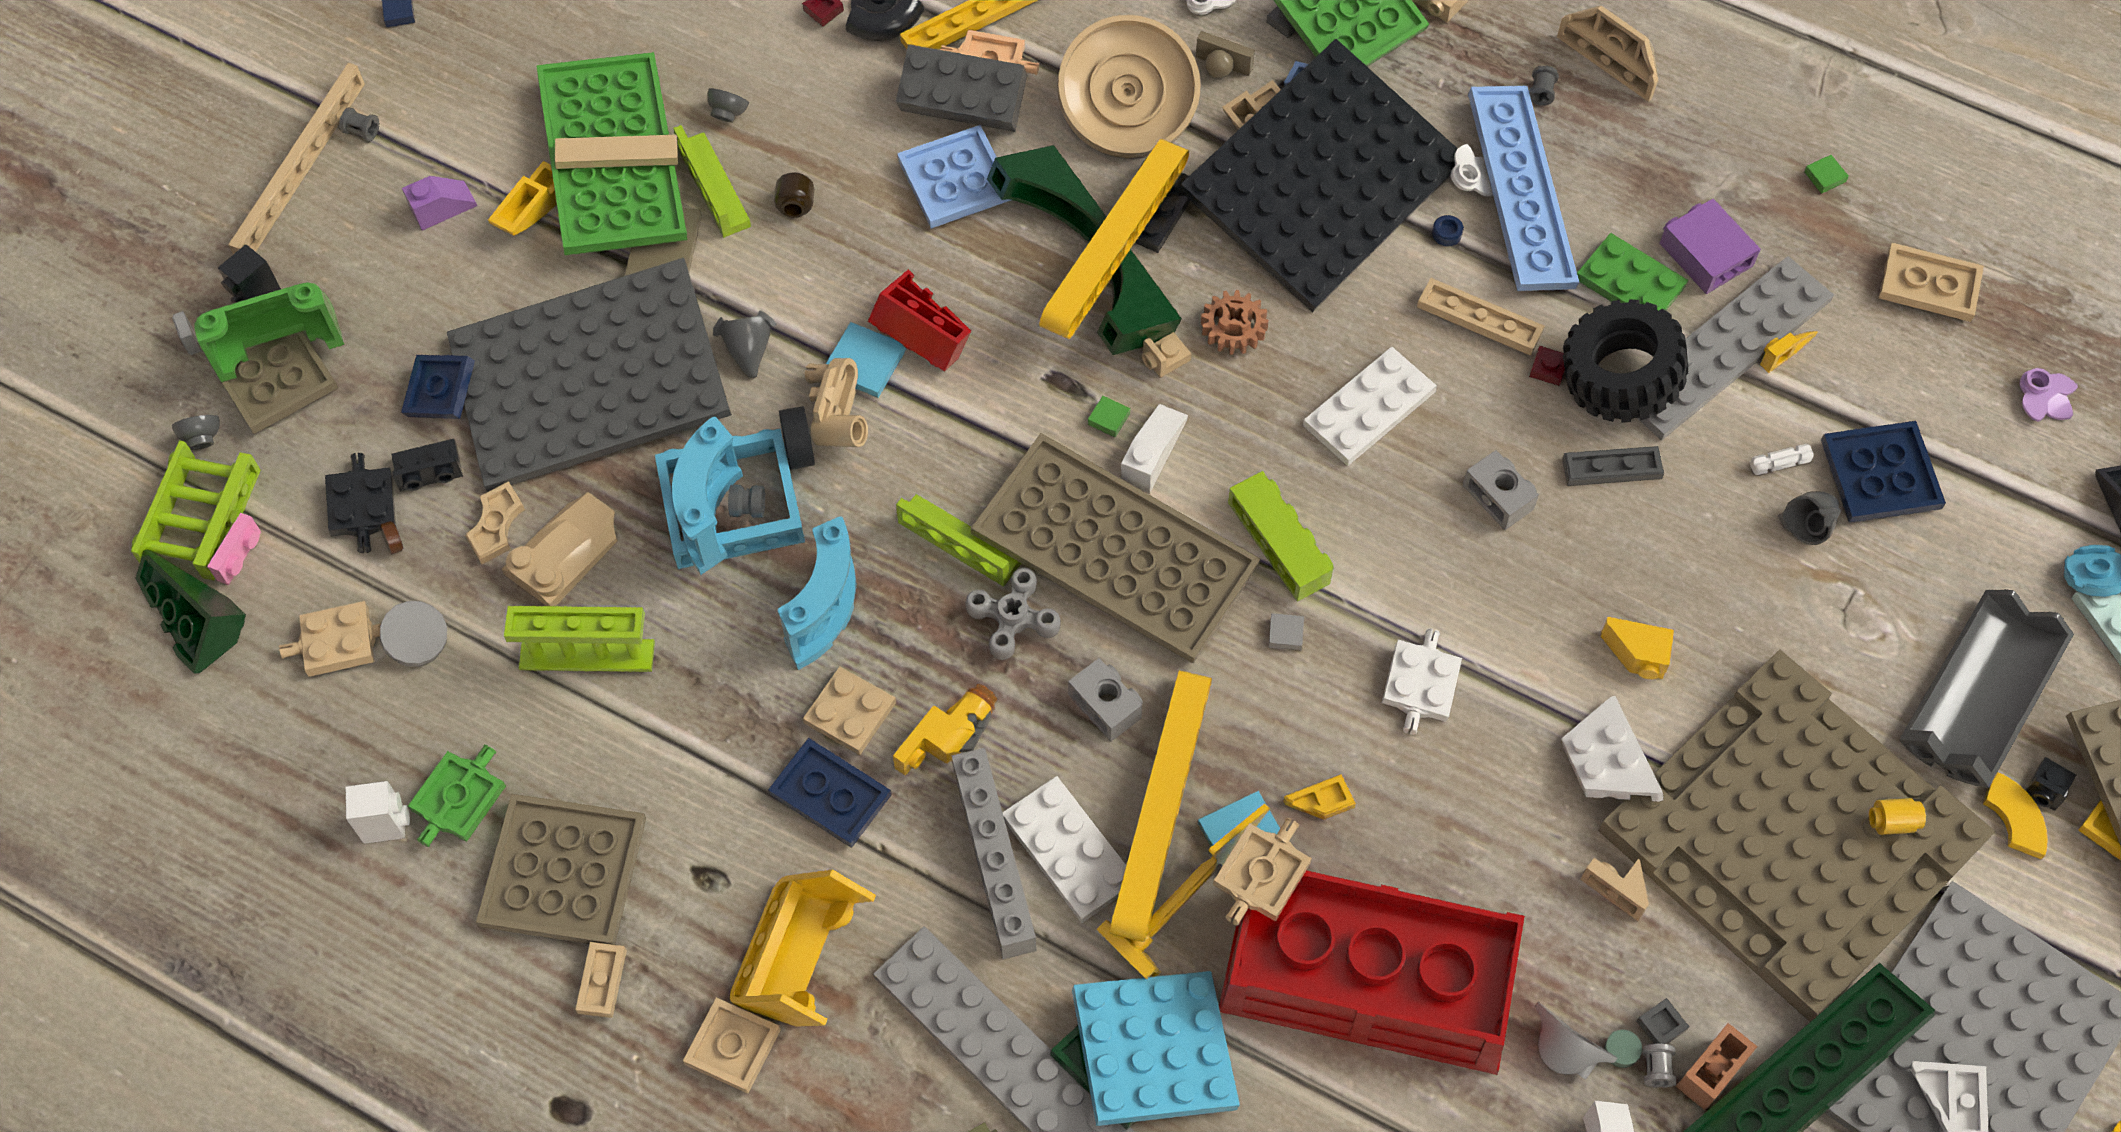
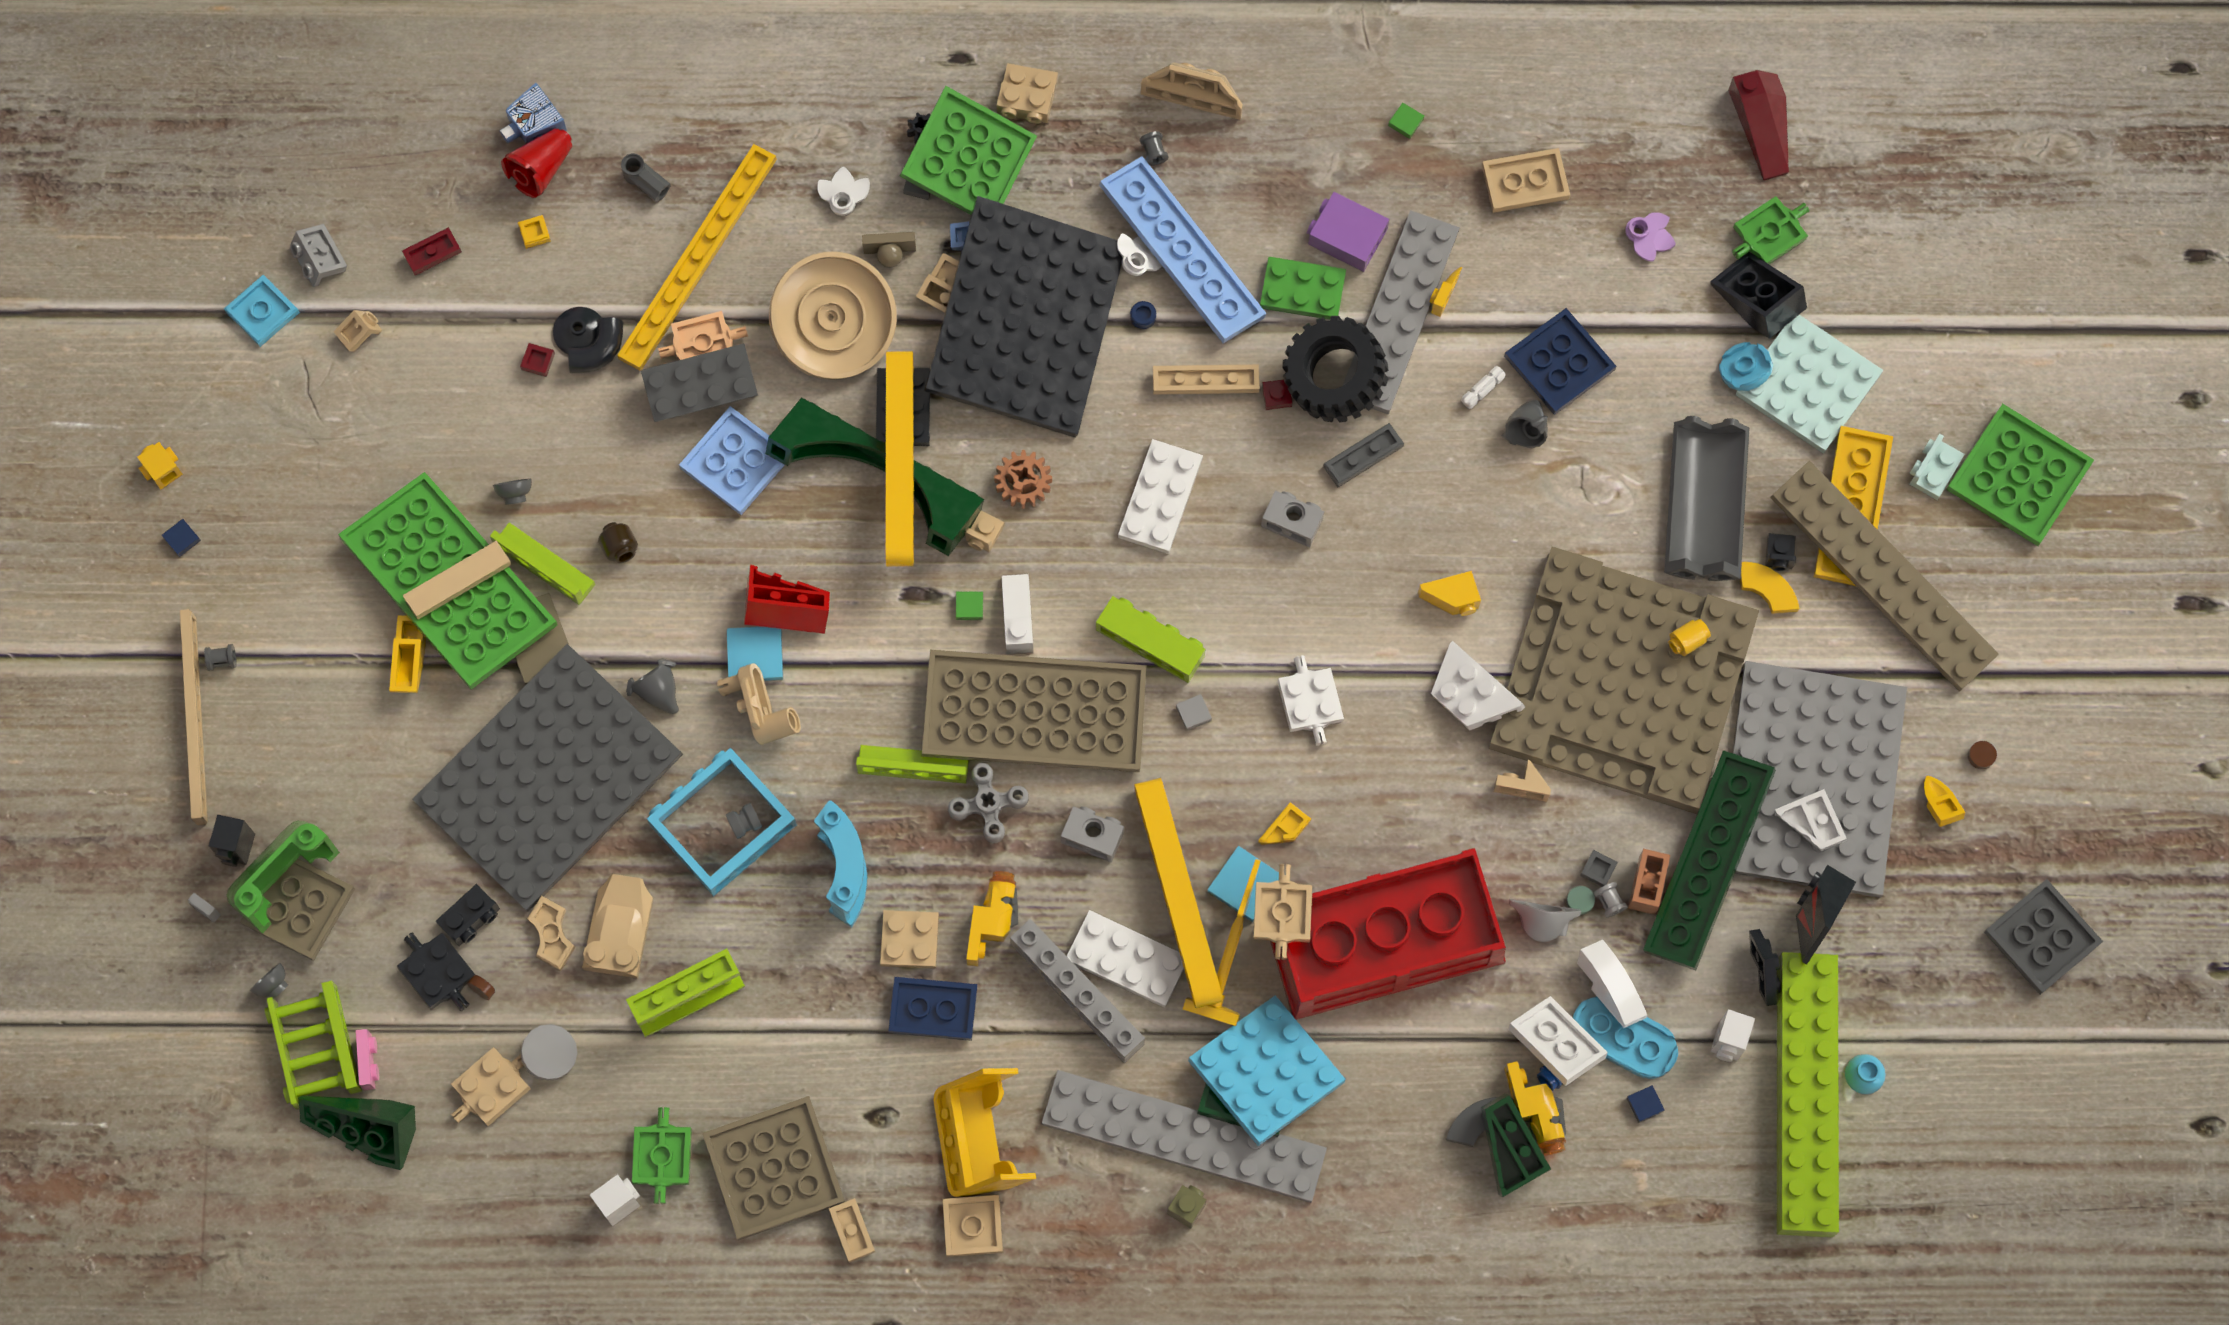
camera: 30 degrees left, 10 degrees up
(437, 199) = (331, 691): medium lavender slope -> none
(438, 386) = (439, 849): dark blue plate -> none
(698, 486) = (704, 821): medium azure fence -> none
(796, 437) = (747, 747): black tyre -> none

